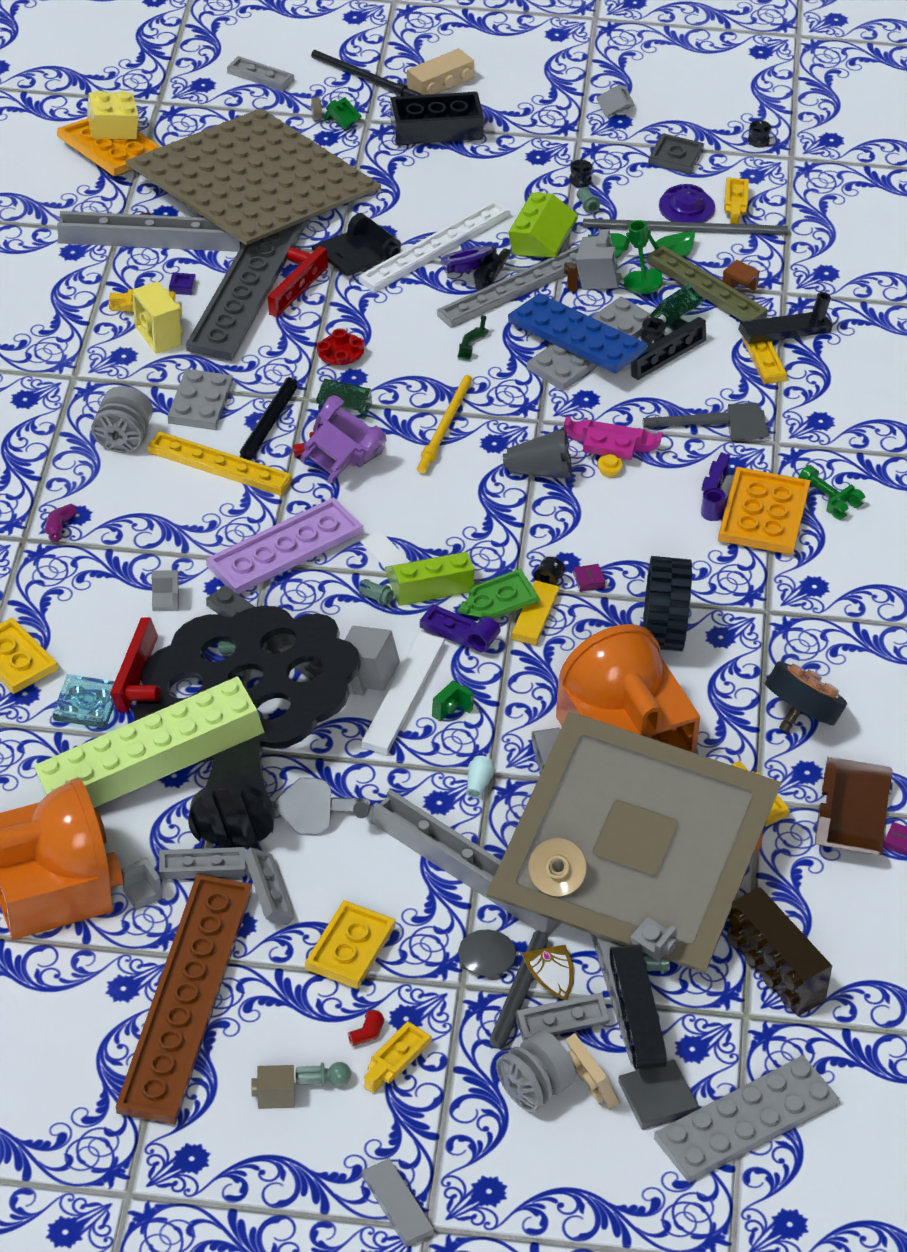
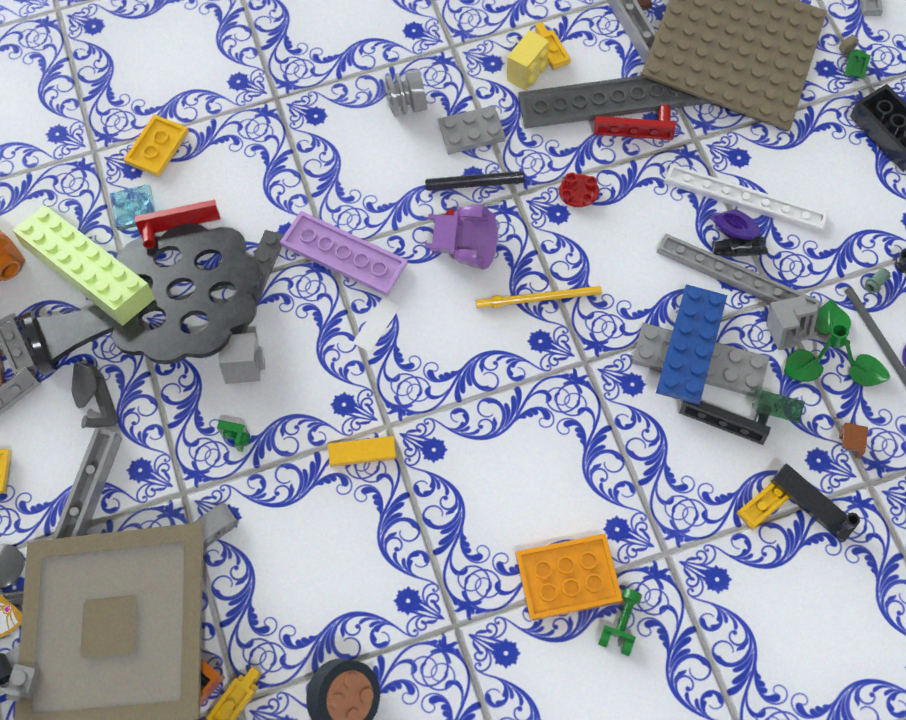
camera: 70 degrees right, 20 degrees up
(56, 519) = (296, 105): magenta arm -> none
(165, 590) = (261, 204): light grey panel -> none
(182, 283) = (589, 59): dark purple tile -> none
(220, 463) = (411, 174): yellow tile -> none
(354, 396) = (519, 218): clear green hinge -> none
(361, 246) = (703, 147): black door -> none
(382, 594) = (325, 338): sand green pin -> none
(403, 693) = (234, 397): white tile -> none
(431, 578) = (361, 360): lime slope -> none
(460, 629) = (313, 405): dark purple plate -> none
(465, 349) = (631, 272): dark green piece -> none
(479, 775) = (169, 485): light aqua cone -> none
(500, 596) = (362, 419): bright green tile -> none
(541, 226) = (813, 261): lime slope -> none
(541, 456) = (530, 383): dark grey cone -> none
(546, 877) = (50, 581): tan dish -> none
(549, 571) = (405, 442): black wheel -> none
(572, 271) = (763, 312): reddish brown tile -> none
(589, 577) = (420, 473): magenta tile -> none
(609, 465) = (558, 434): yellow plate -> none
(611, 439) = (587, 422): dark pink plate -> none
(627, 684) = (265, 562): orange piece -> none
(653, 330) = (739, 405): black wheel -> none
(668, 601) = (385, 544): black wheel -> none
(706, 285) = (827, 418): olive plate -> none
(713, 496) = (573, 523): dark purple plate -> none
(743, 421) = (672, 517): dark grey piece -> none

